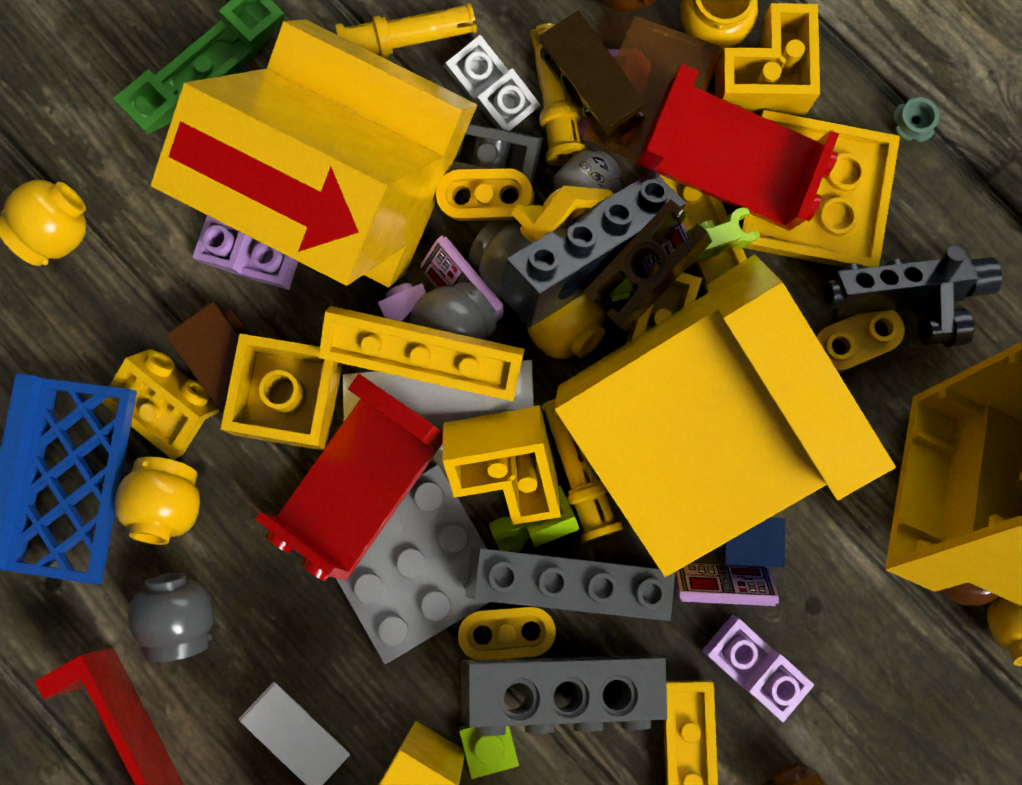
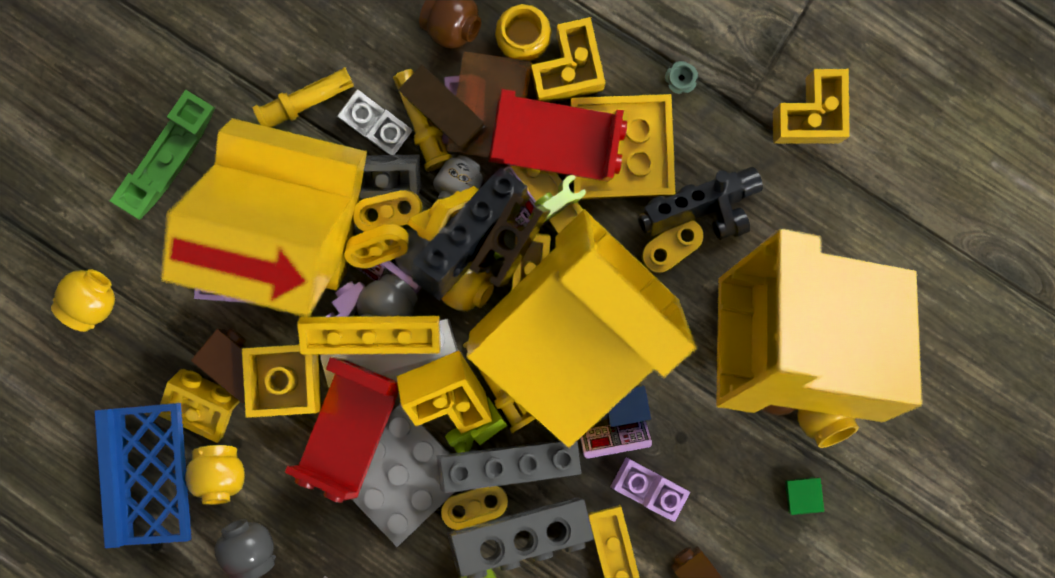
camera: 10 degrees left, 5 degrees up
(463, 235) = (376, 246): none -> yellow plate
(973, 729) = (804, 495): none -> green tile

